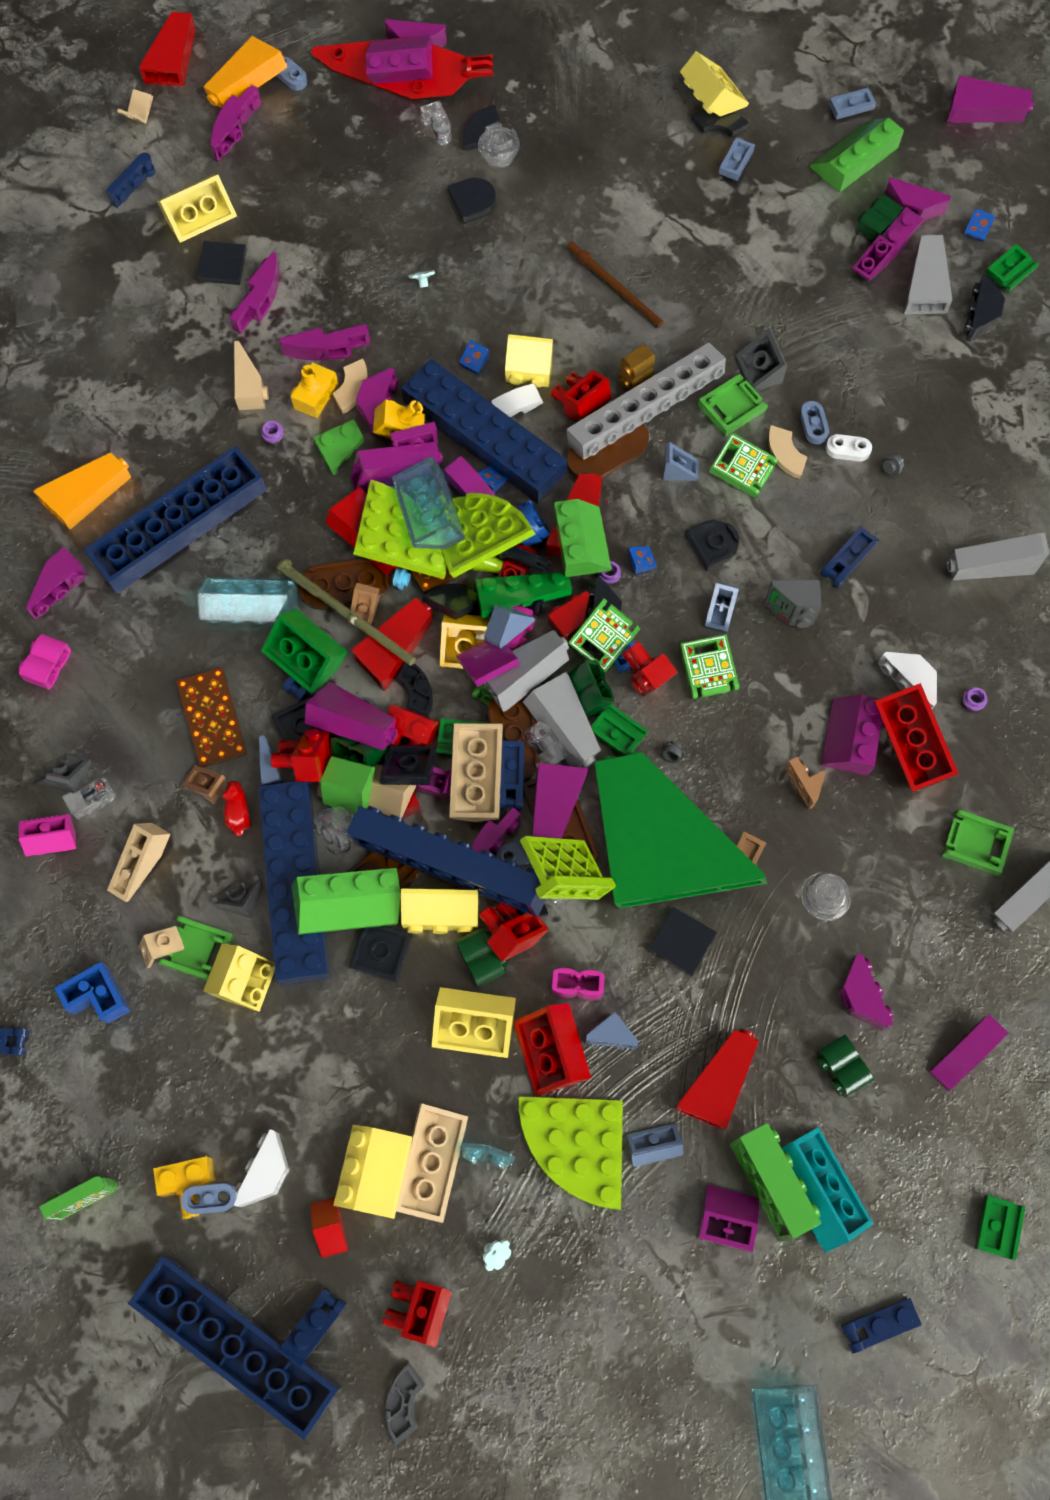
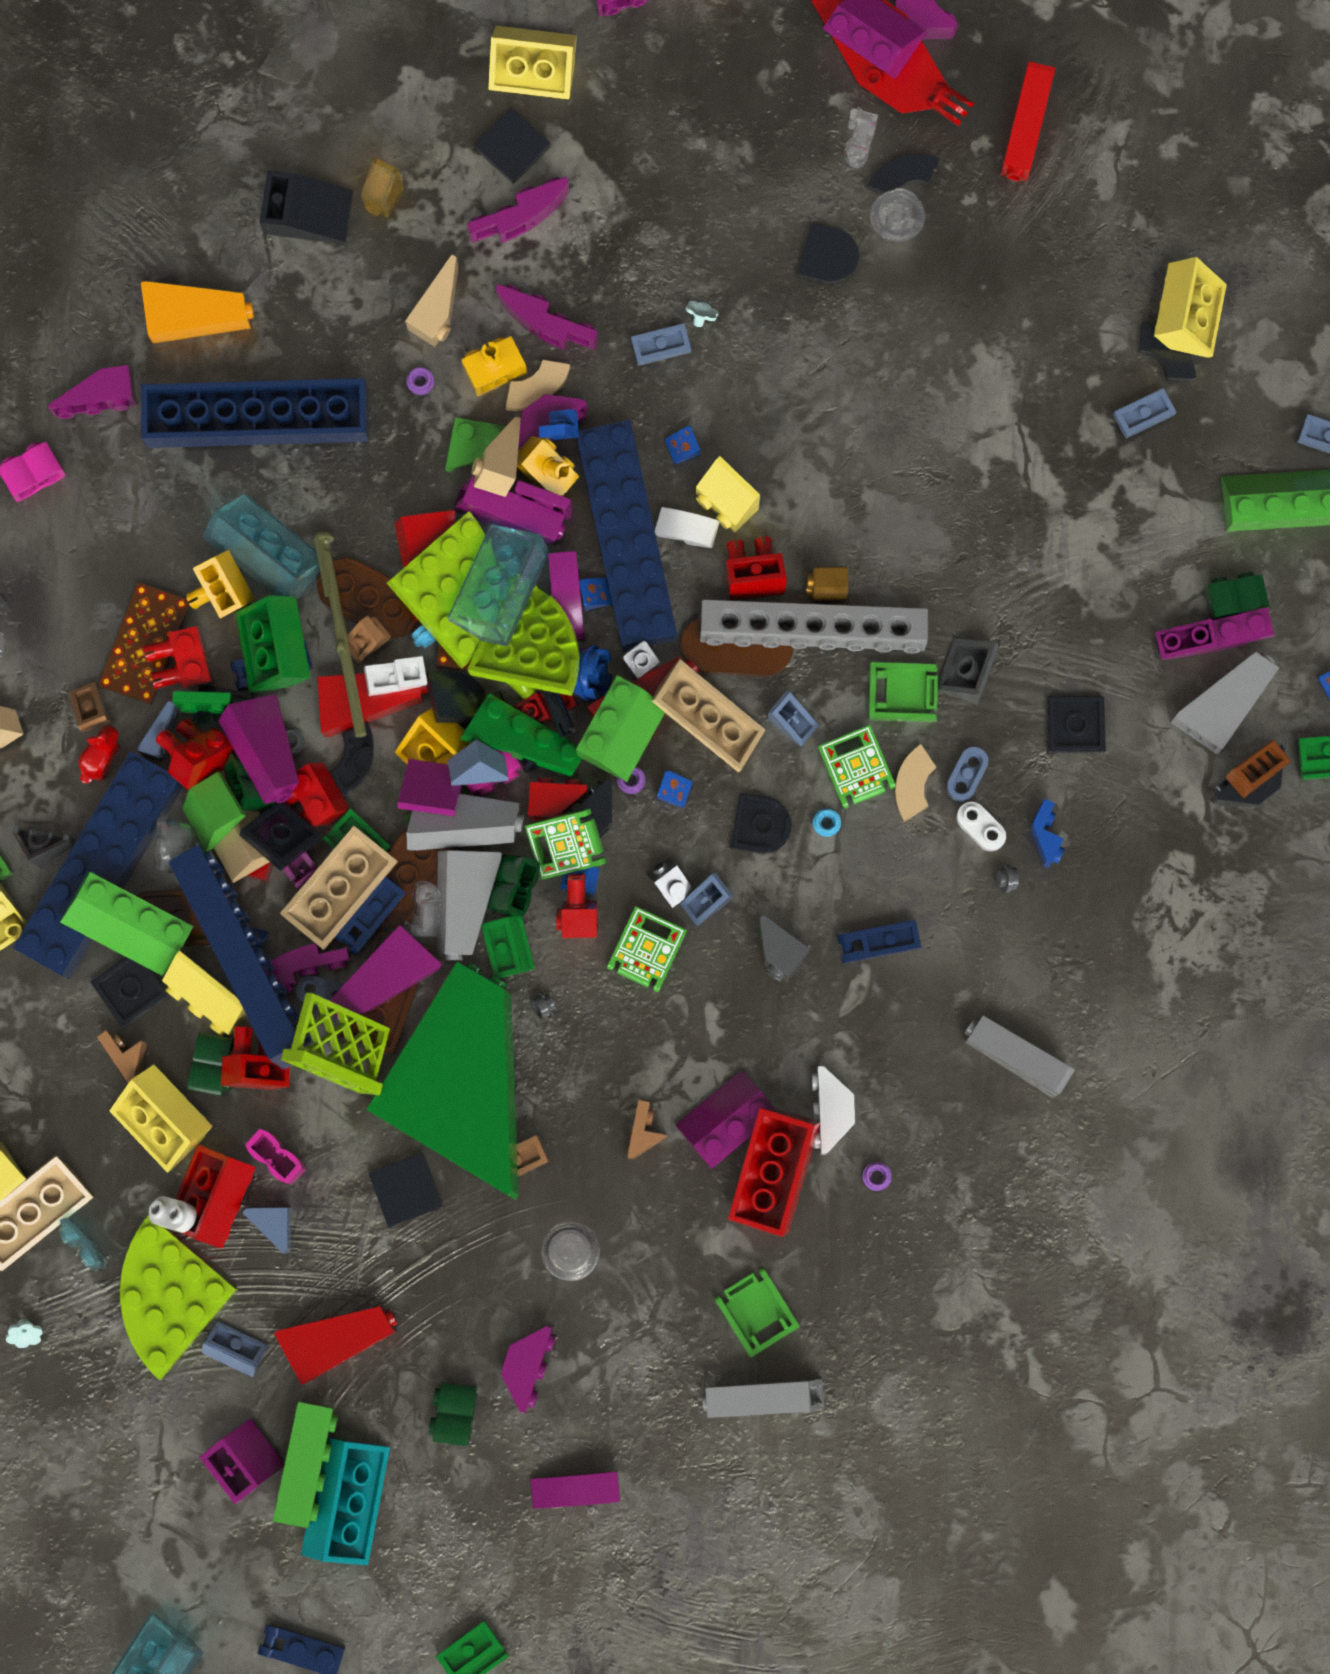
camera: 40 degrees right, 10 degrees up
(112, 379) = (305, 208): none -> black slope
(155, 332) = (381, 188): none -> clear yellow slope
(238, 639) = (221, 585): none -> yellow brick
(252, 699) = (190, 655): none -> red brick
(284, 718) = (202, 701): none -> green plate
(369, 432) = (498, 463): none -> tan slope
(390, 387) = (562, 425): none -> blue bracket
(405, 611) = (395, 676): none -> white slope
(411, 310) = (661, 344): none -> sand blue plate
(419, 1001) = (128, 1061): none -> medium nougat slope
(530, 48) = (1027, 121): none -> red slope
(532, 1083) = (172, 1214): none -> white plate
(555, 491) = (640, 659): none -> flat silver bracket
(585, 258) = (887, 415): reddish brown bar -> none
(627, 493) = (708, 715): none -> tan slope
(688, 614) = (670, 881): none -> bracket
(754, 505) = (830, 814): none -> medium azure plate
(851, 352) = (1075, 724): none -> black tile
(896, 427) = (1046, 842): none -> blue slope
(917, 198) = (1292, 605): magenta slope -> none
(984, 296) = (1244, 780): none -> dark orange slope

